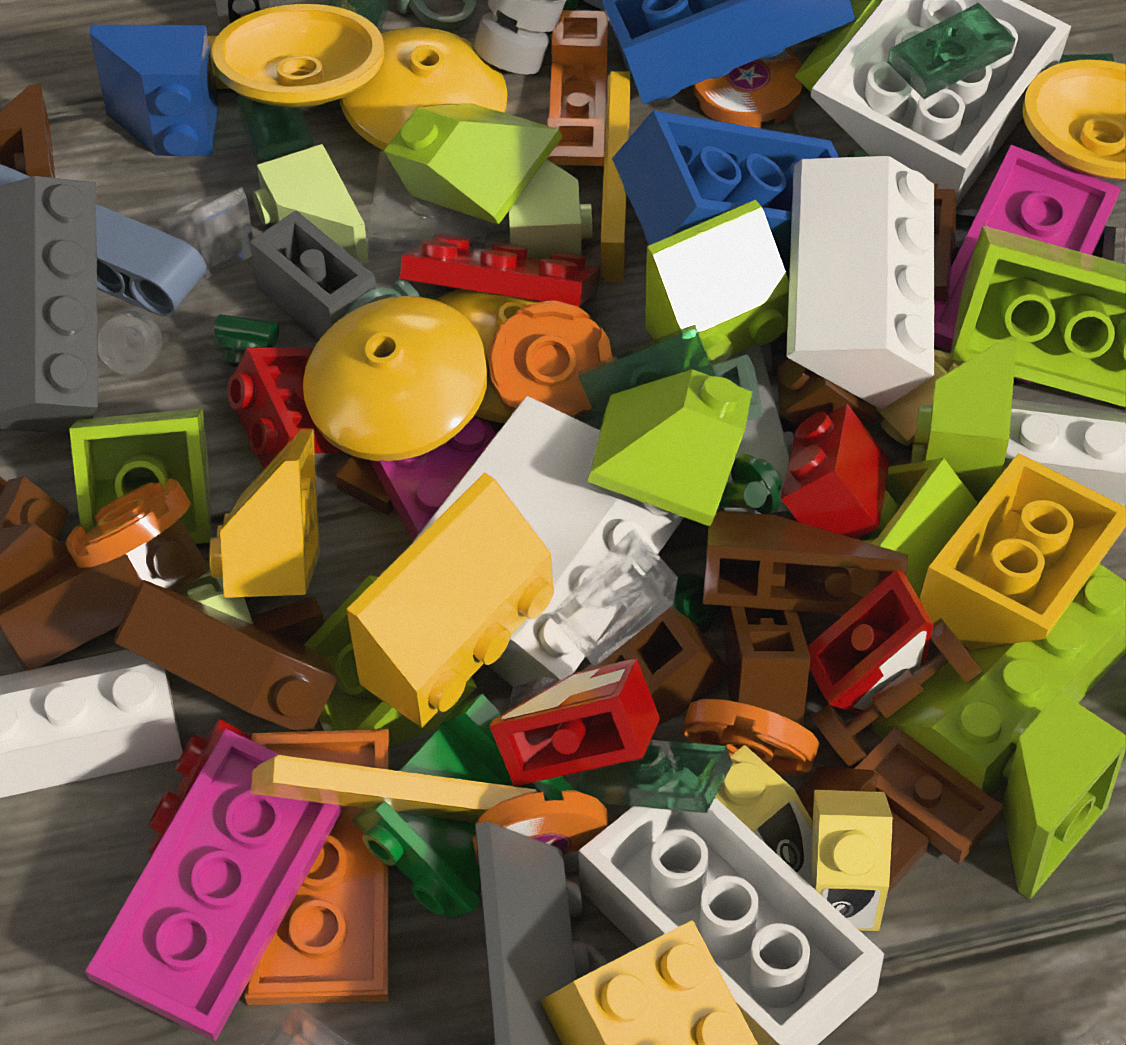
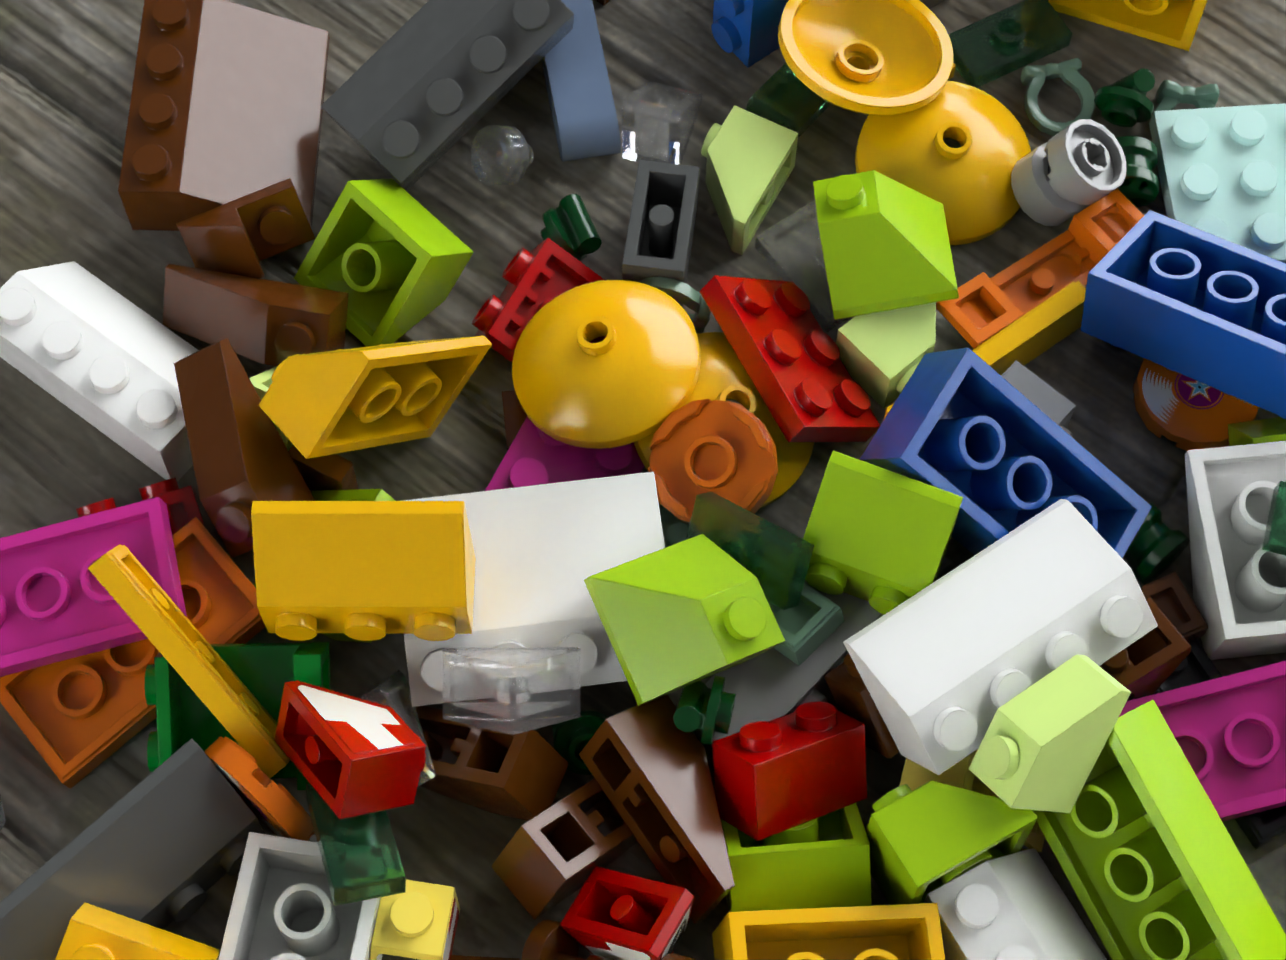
camera: 50 degrees right, 10 degrees up
(128, 523) = (311, 291): orange tile -> none
(773, 738) = (475, 887): orange tile -> none
(967, 285) = (1050, 737): none -> yellowish green slope

